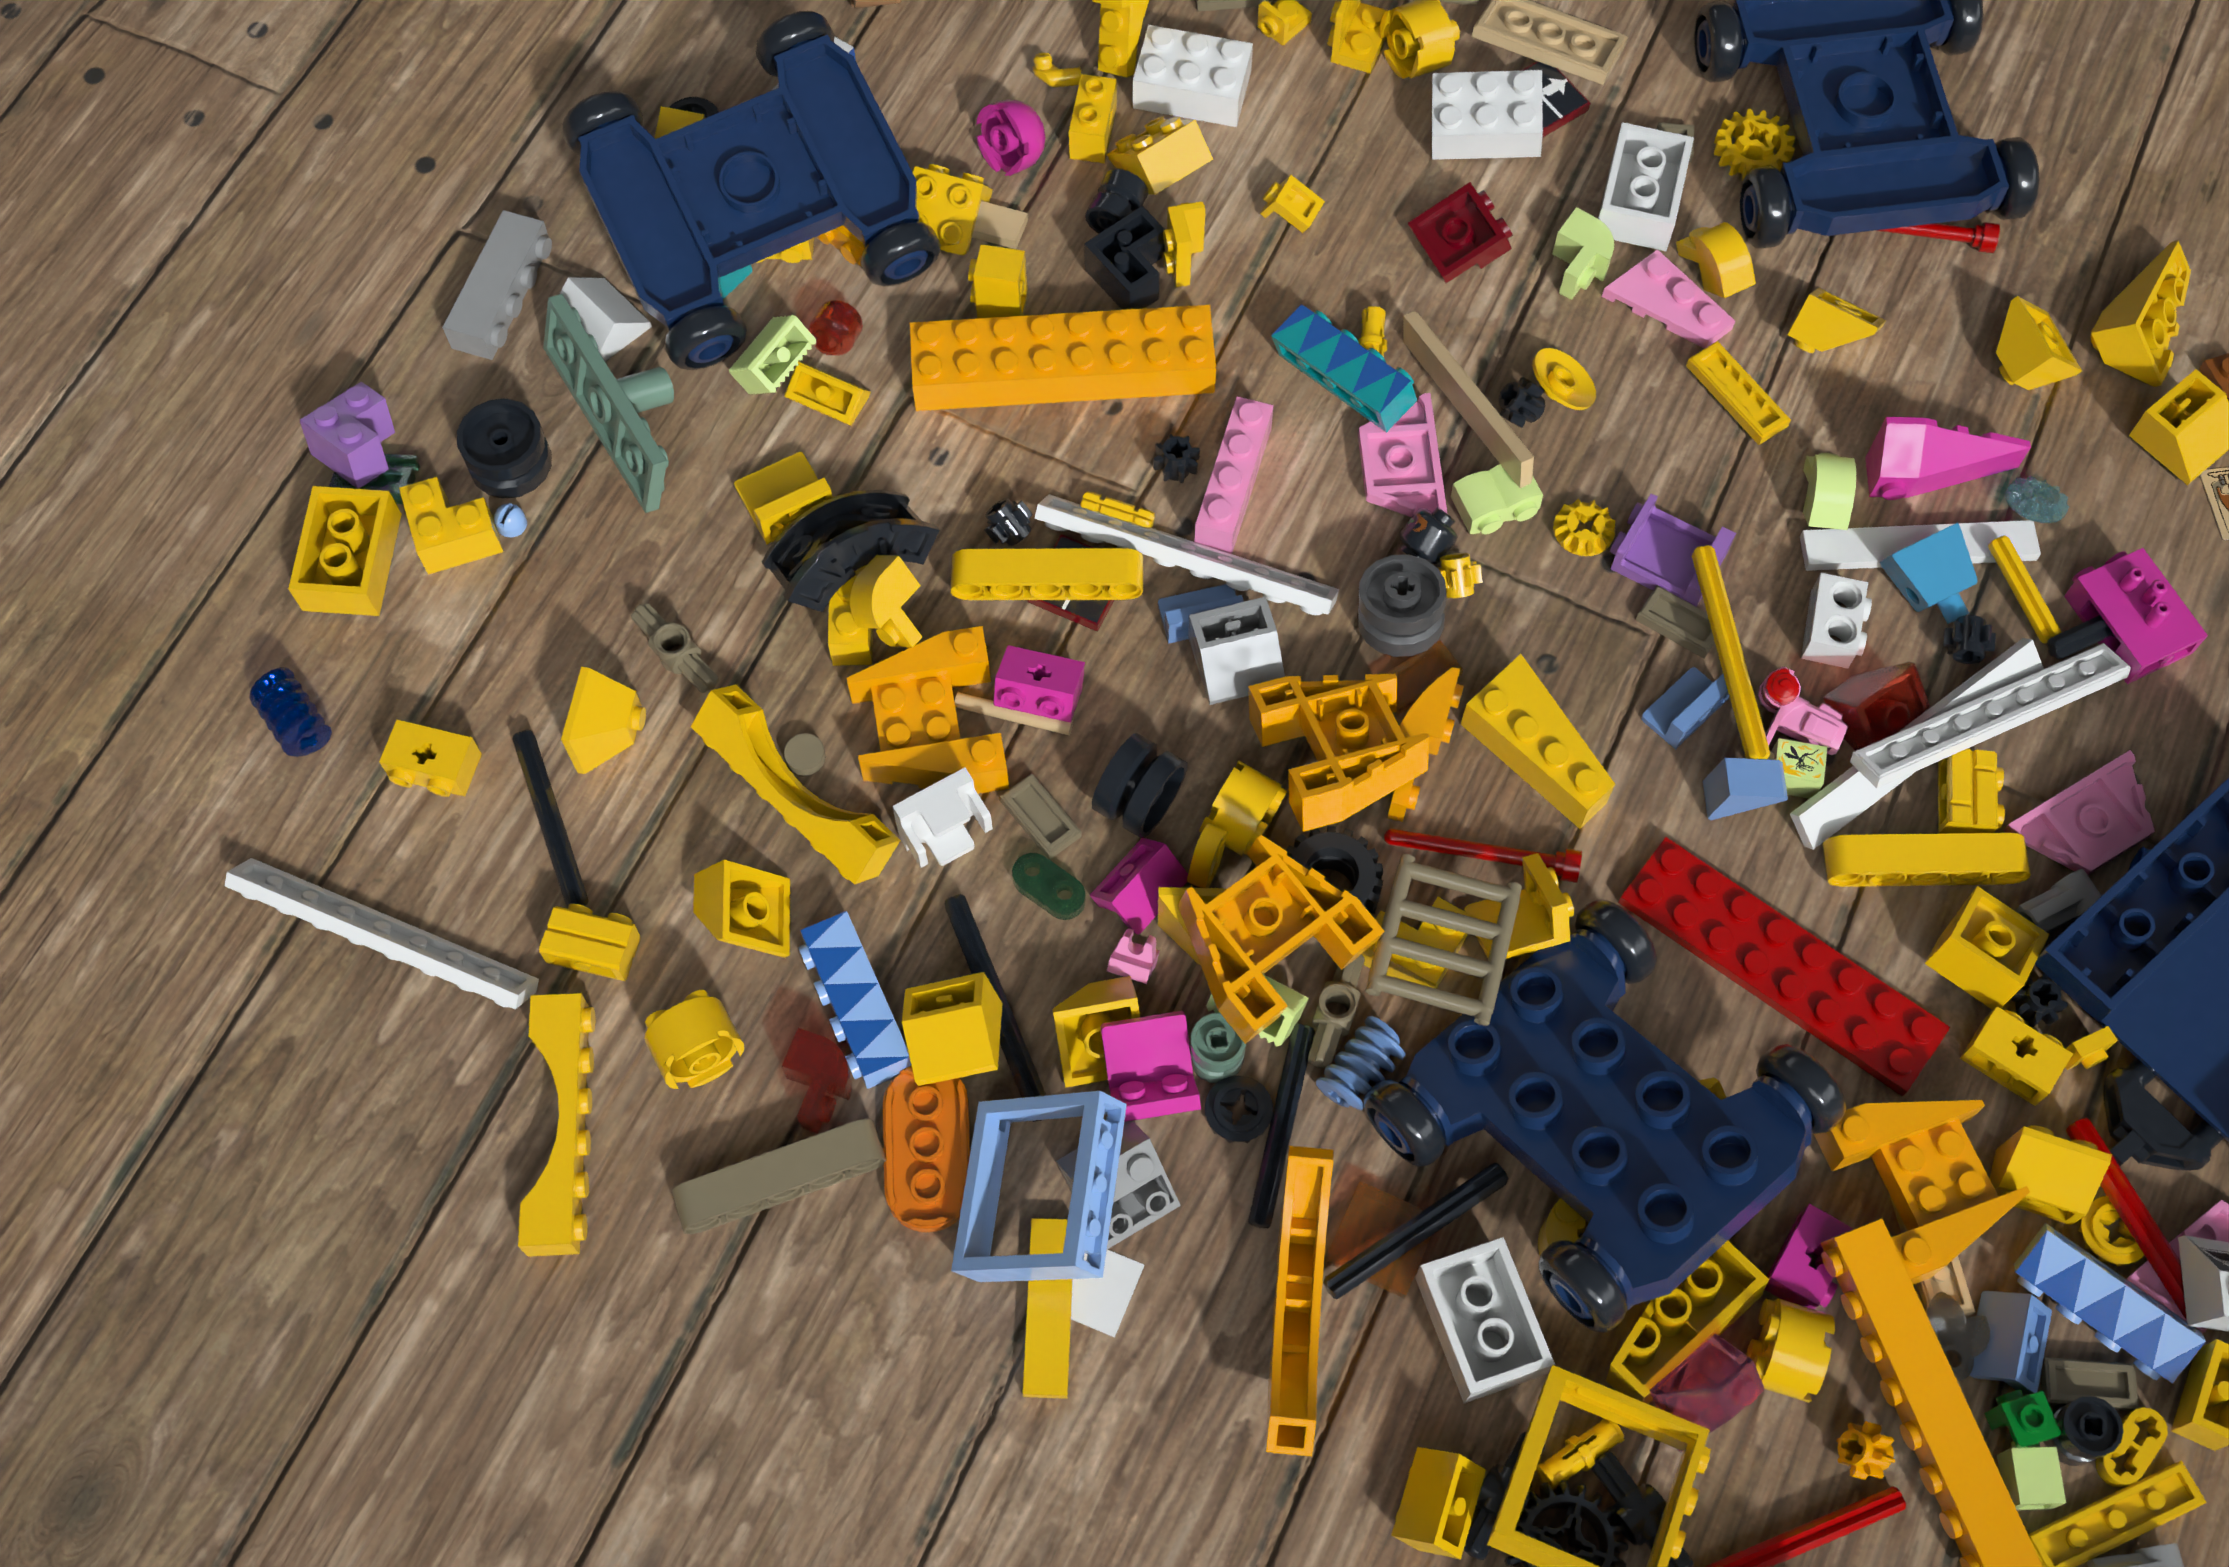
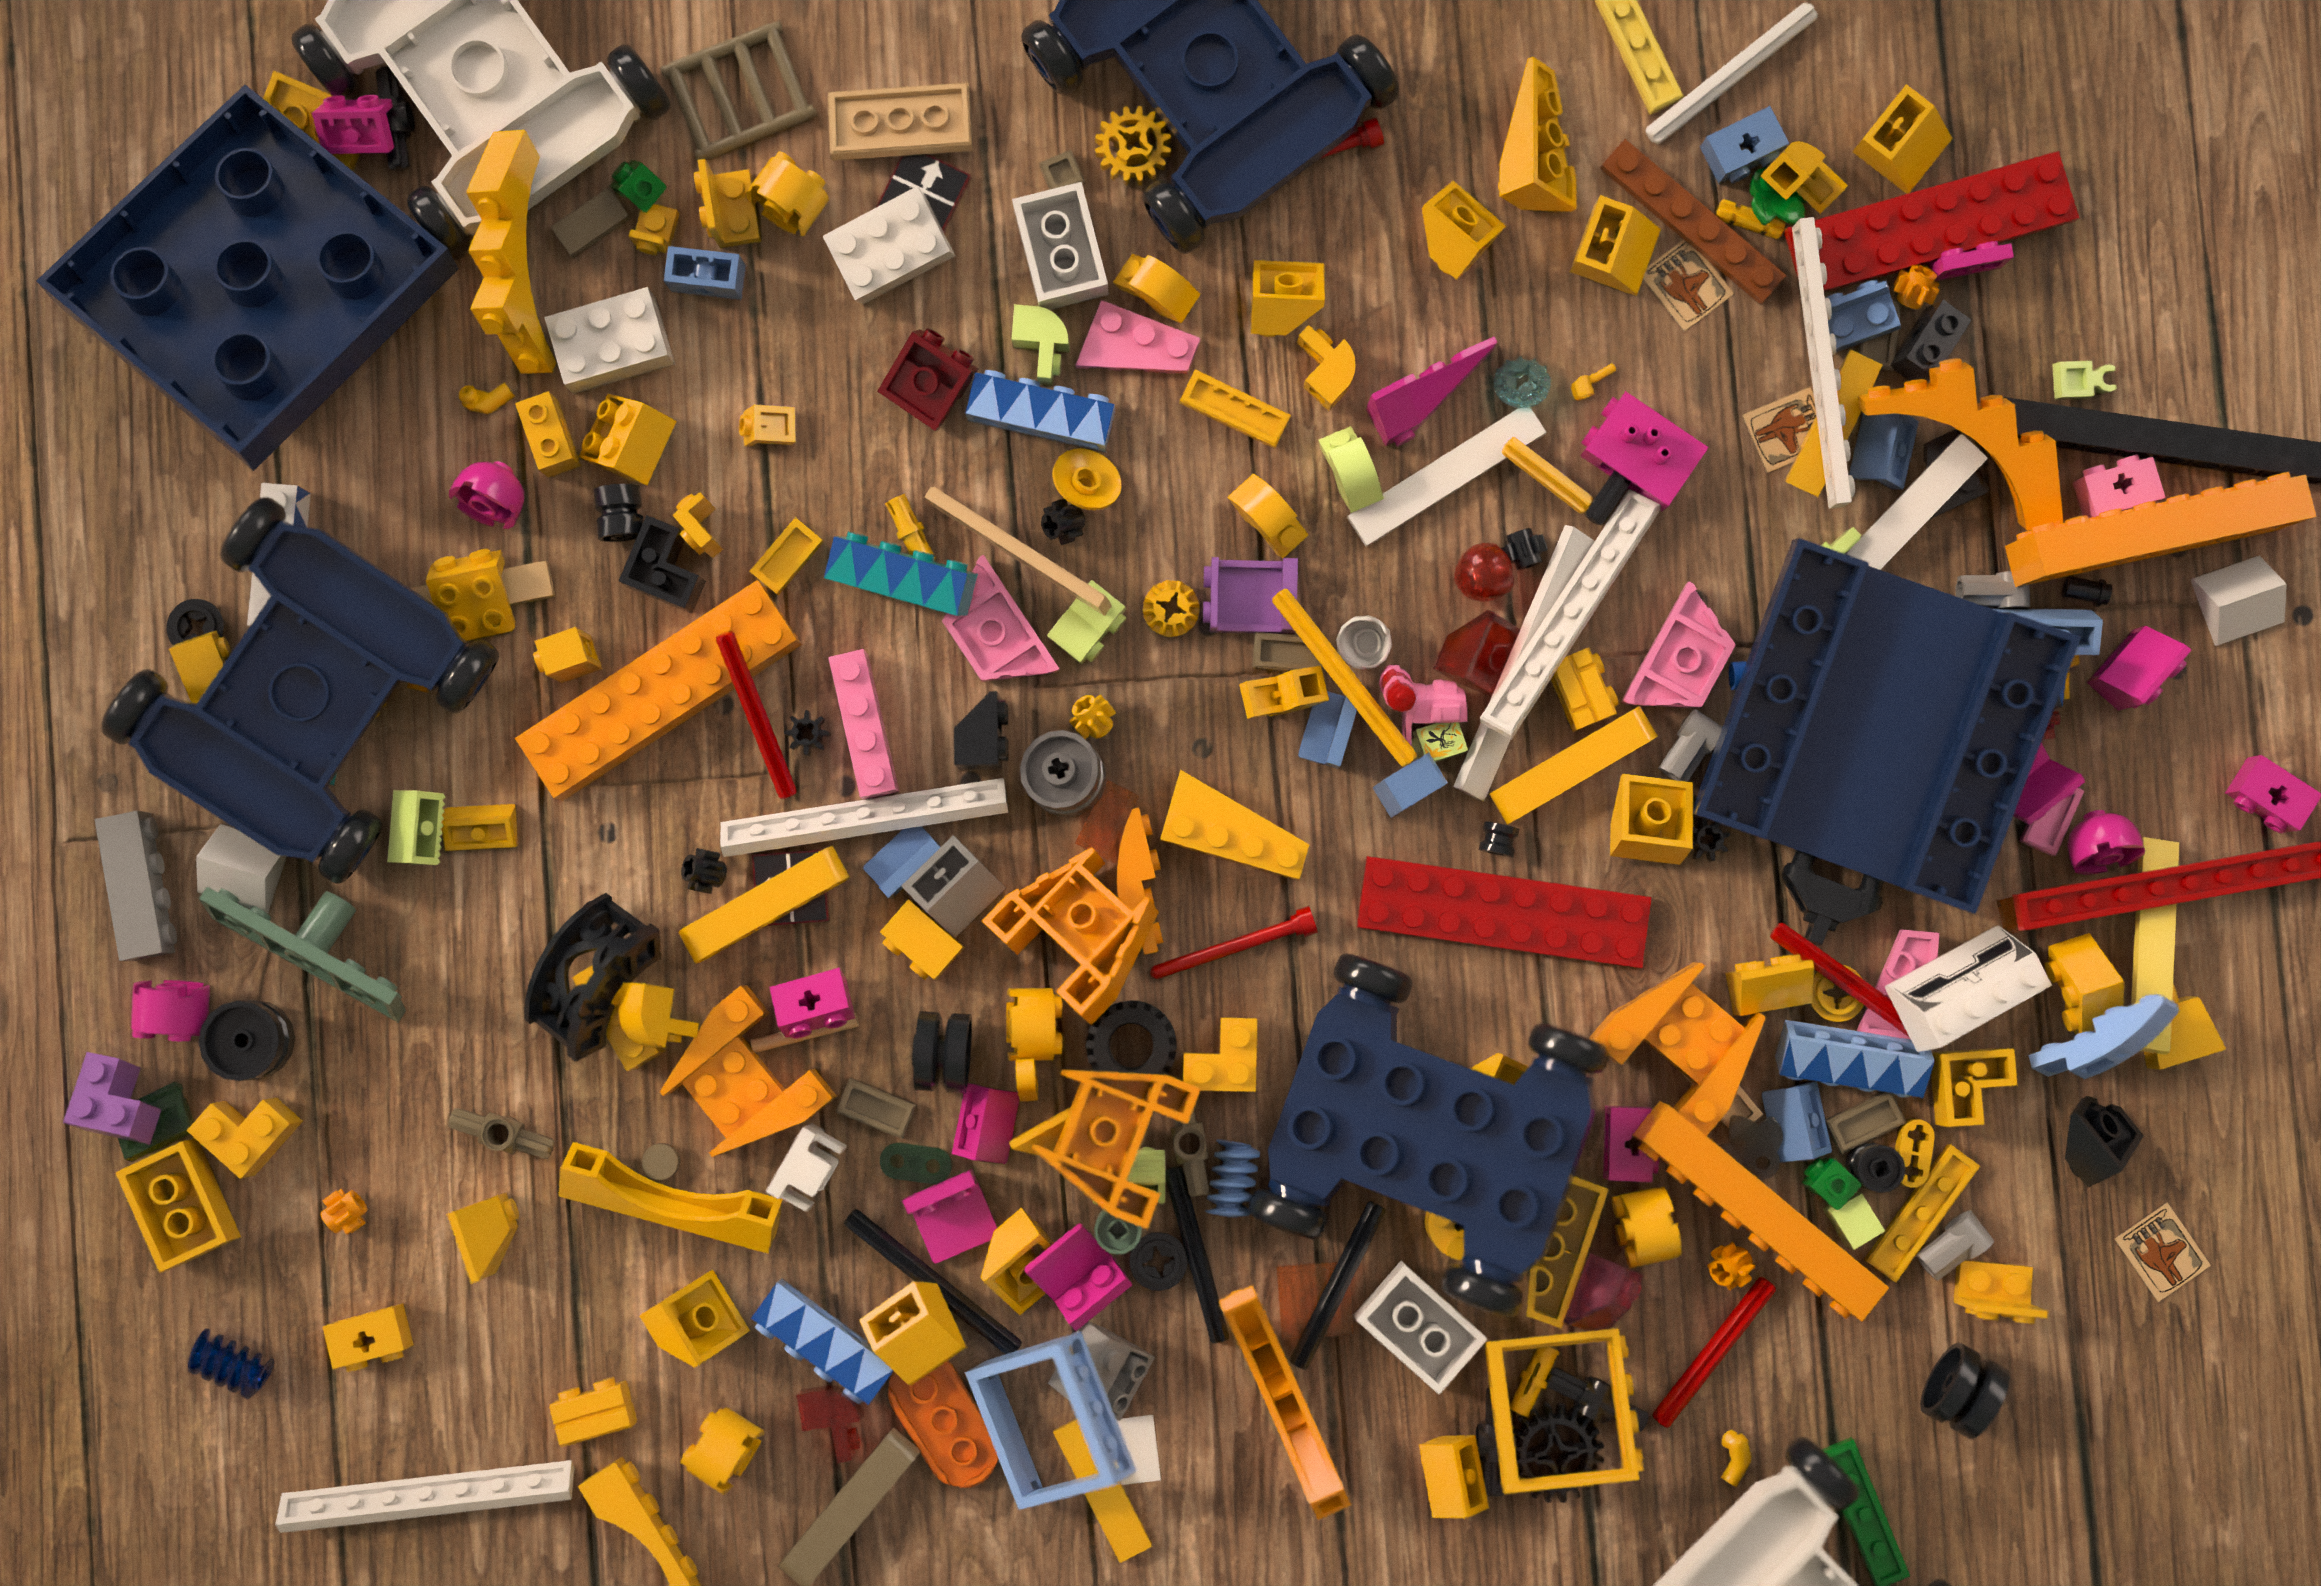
camera: 30 degrees left, 20 degrees up
(454, 384) = (169, 1009): none -> dark pink brick
(486, 637) = (344, 1211): none -> light orange gear
(514, 523) = (297, 1093): light blue hinge -> none
(550, 818) = (494, 1328): black axle -> none
(781, 494) = (504, 947): yellow bracket -> none
(836, 327) = (450, 767): clear red head -> none
(1055, 945) = (952, 1216): none -> dark pink bracket
(1118, 509) = (785, 806): yellow axle -> none
(1133, 958) = (1015, 1190): bright pink tile -> none
(1140, 410) = (756, 714): none -> red axle
(1177, 686) = (921, 940): none -> yellow brick
(1246, 314) = (786, 556): none -> yellow tile
(1308, 61) = (704, 272): none -> medium blue brick
(1340, 532) = (979, 736): none -> black slope
(1390, 944) = (1283, 1028): dark tan bar -> none
(1428, 535) = (1051, 694): black head -> none
(1541, 913) = (1290, 993): yellow bracket -> none
(1550, 307) = (1040, 411): none -> brick
(1663, 649) = (1284, 692): none -> yellow brick
(1729, 486) = (1268, 514): none -> yellow brick
(1765, 640) = (1364, 642): none -> white hair
(1812, 888) = (1499, 839): none -> black wheel
(1829, 619) = (1402, 590): white brick -> none
(1850, 402) = (1336, 368): none -> yellow brick
(1918, 638) = (1484, 573): none -> clear red hair
(1934, 572) = (1470, 502): dark azure torso -> none
(1994, 1054) = (1731, 897): yellow brick -> none
(2091, 1049) = (1760, 860): yellow plate -> none
(2099, 533) = (1583, 388): none -> yellow hand

